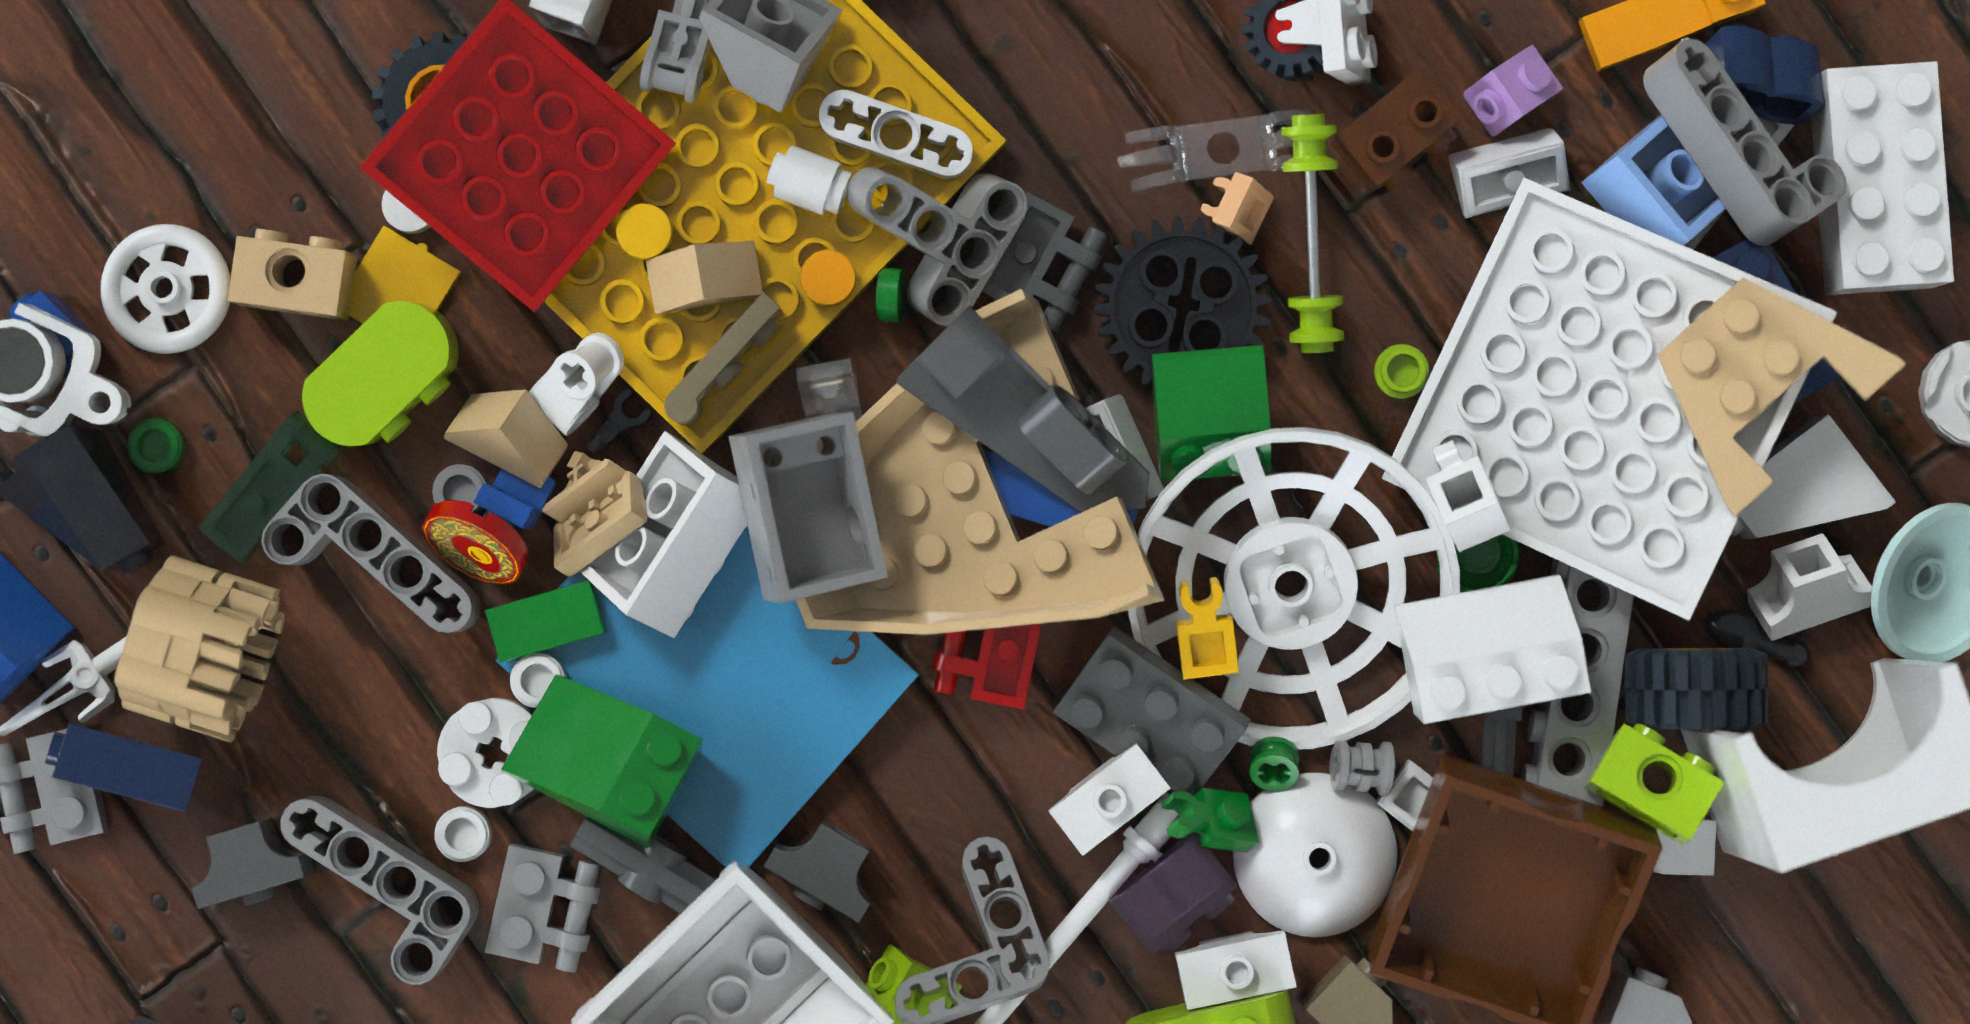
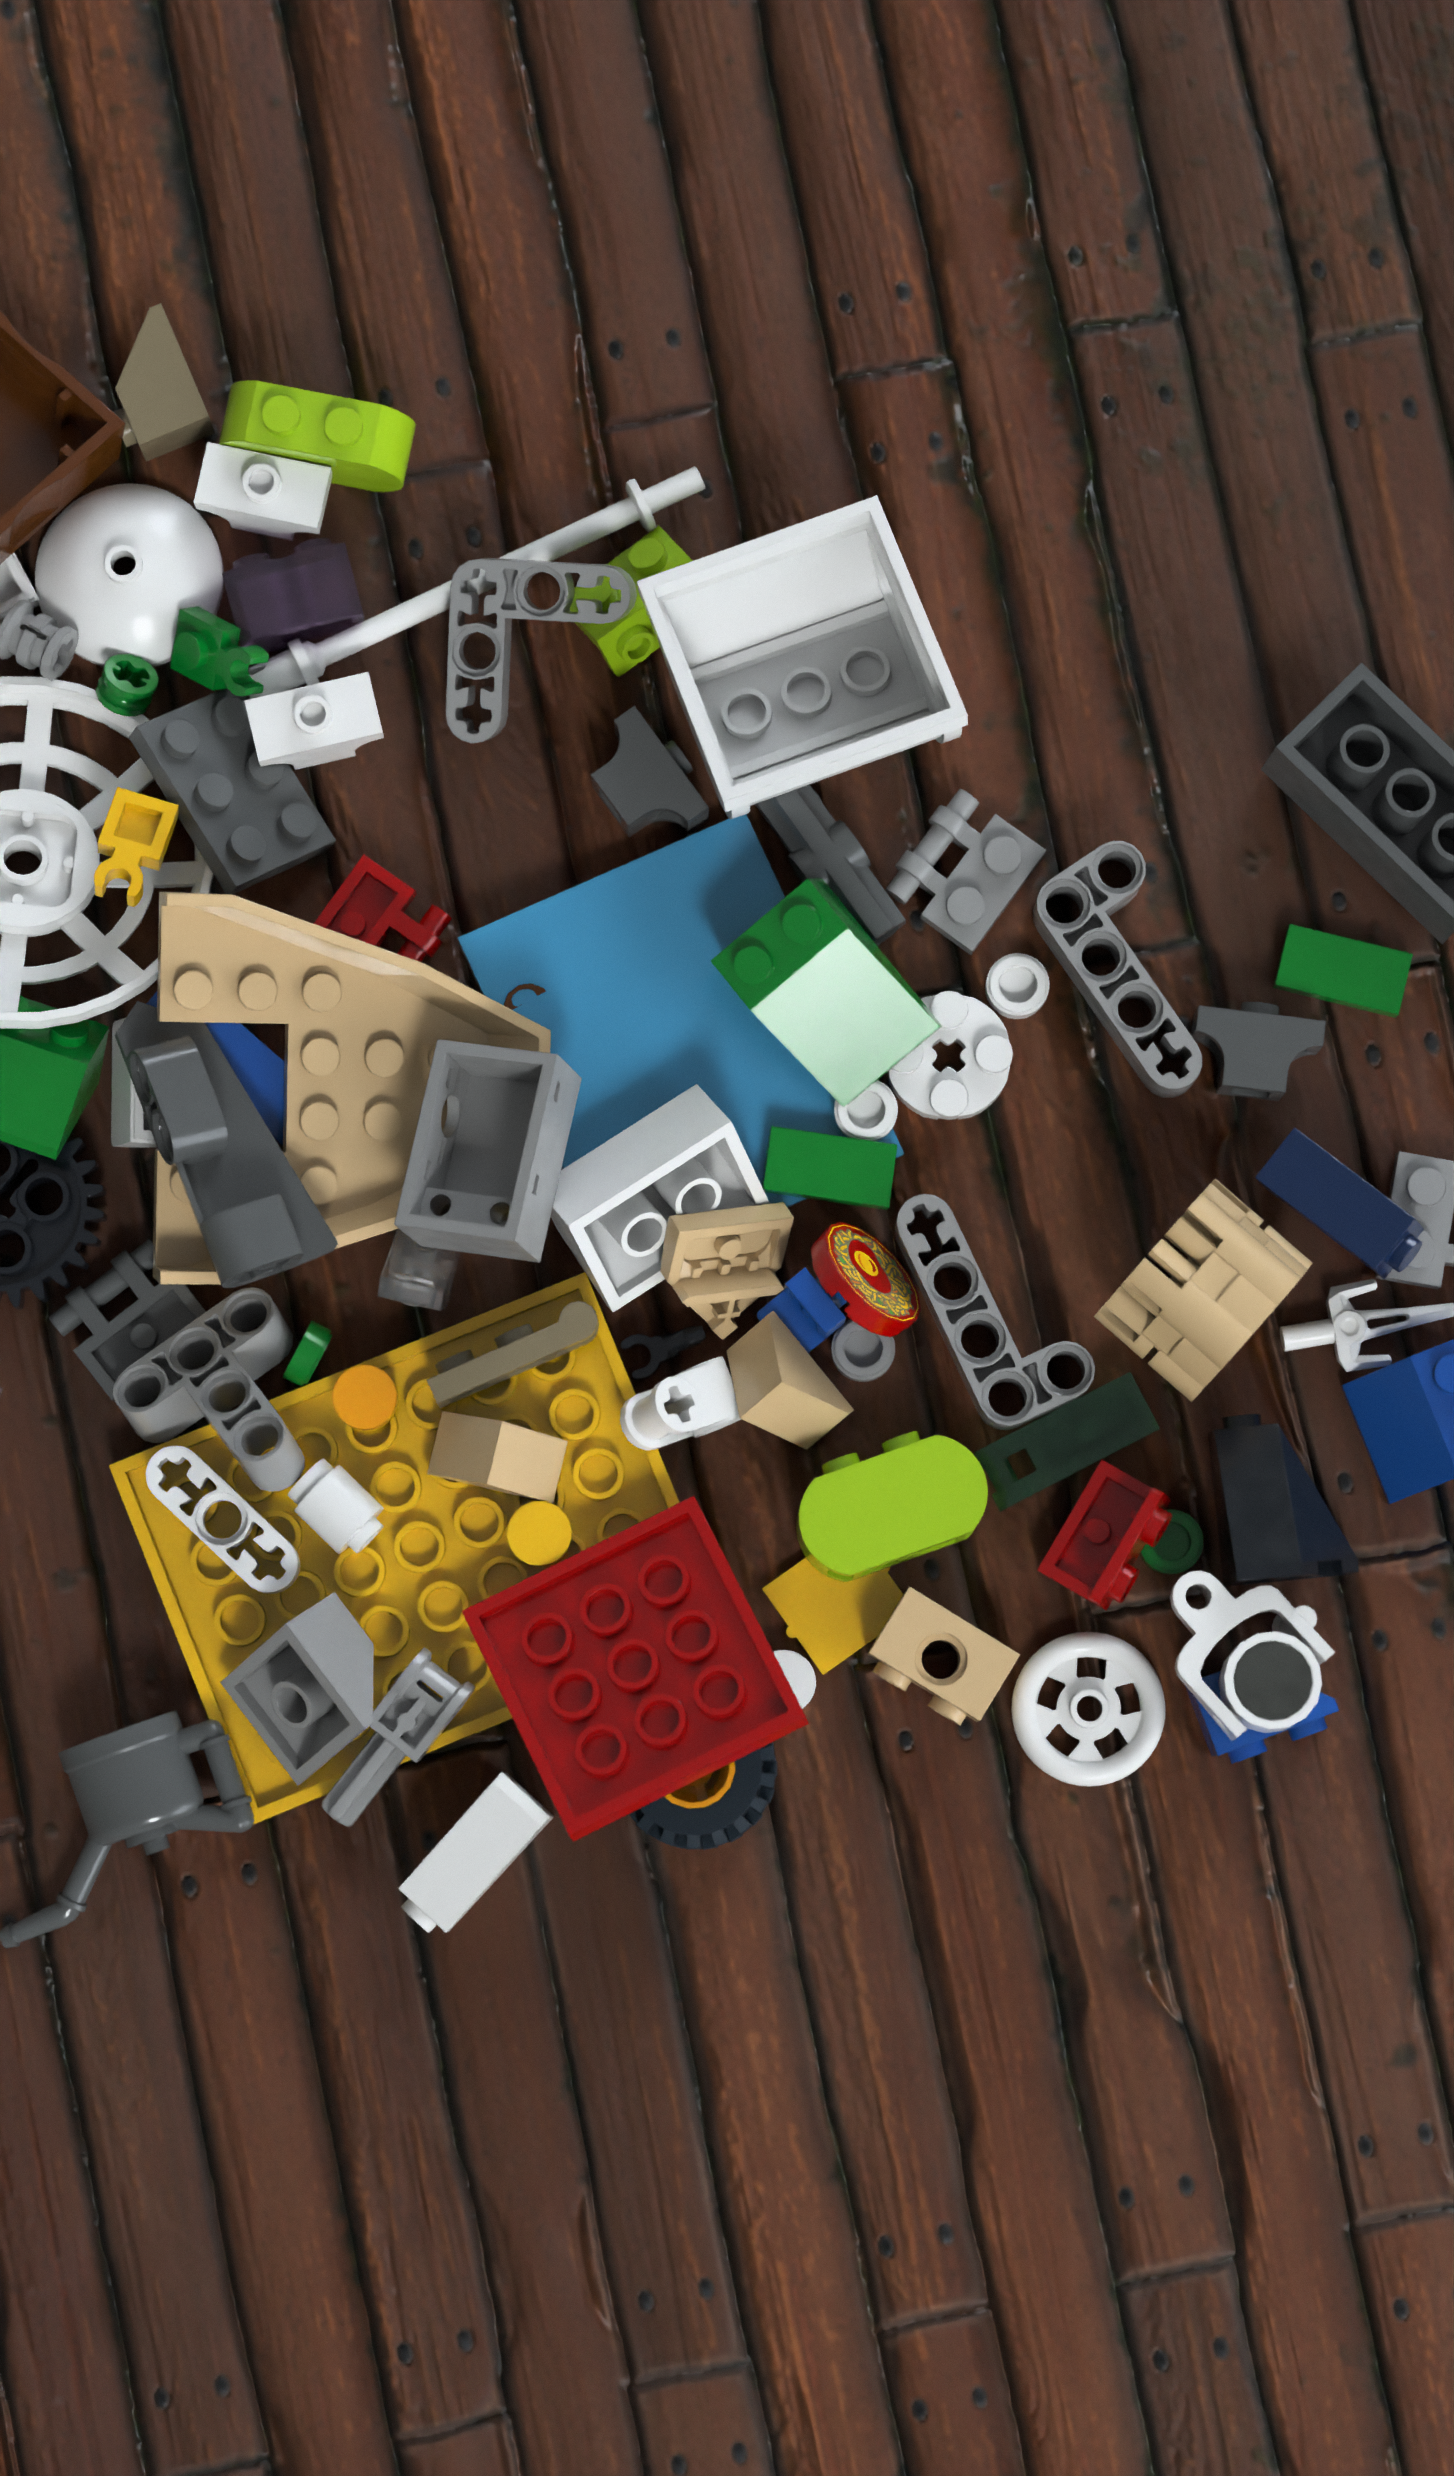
camera: 160 degrees left, 5 degrees down
(203, 425) = (1106, 1536): none -> red bracket
(209, 959) = (1342, 970): none -> green tile

